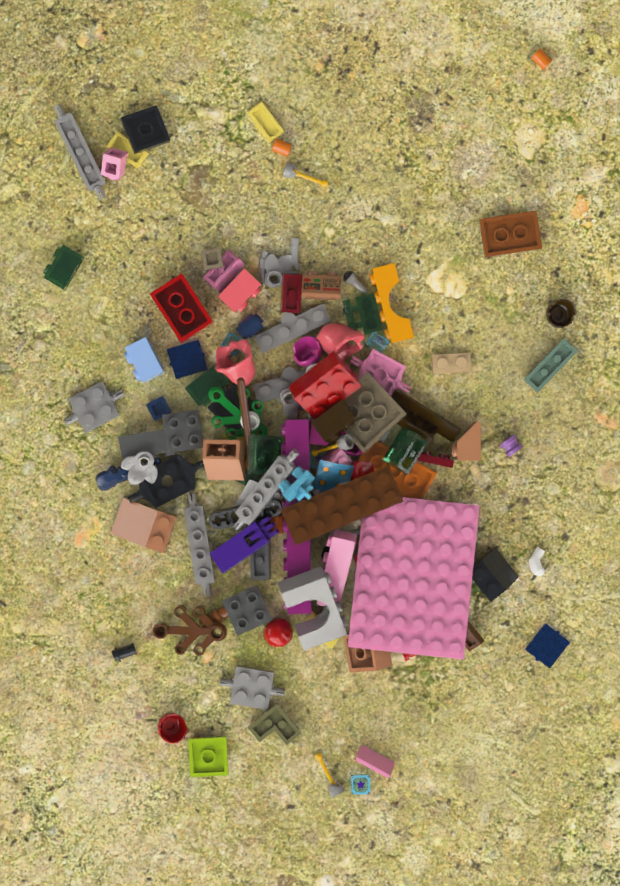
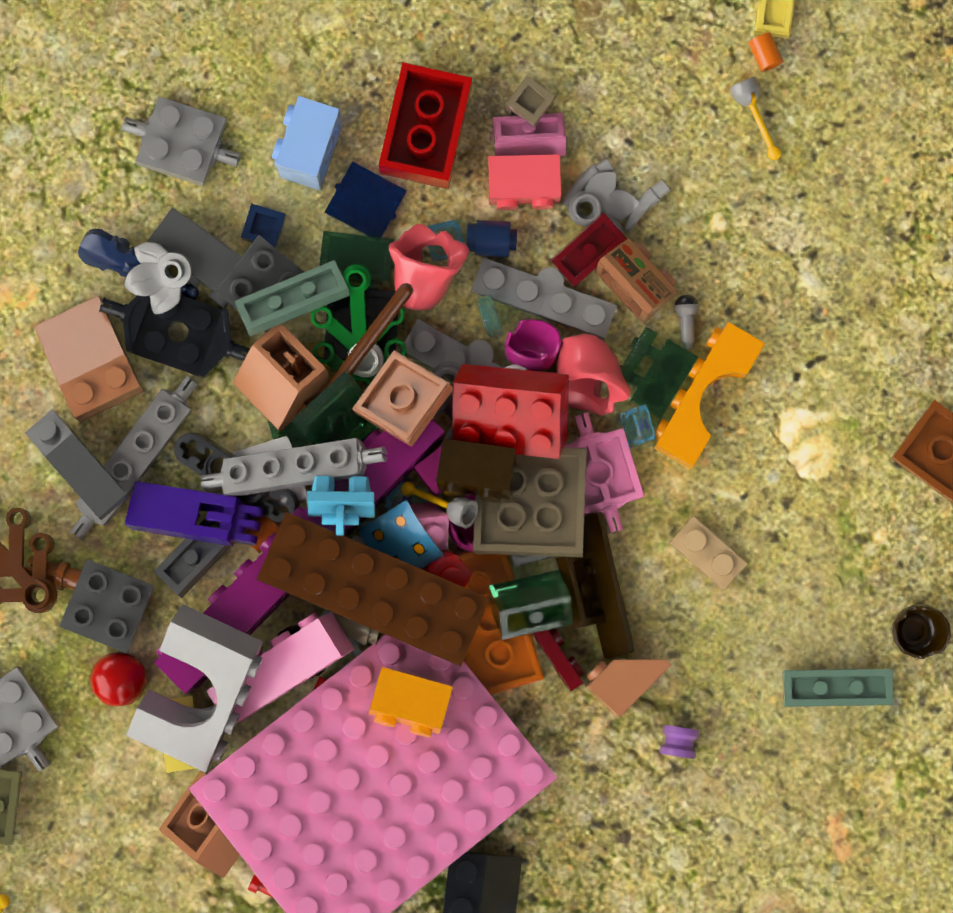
camera: 45 degrees right, 5 degrees down
(182, 569) = (76, 464): none -> dark grey slope
(199, 426) = (292, 298): none -> sand green plate
(279, 356) = (489, 316): none -> clear light blue tile
(280, 423) = (402, 398): none -> nougat tile
(397, 533) = (410, 702): none -> light orange brick

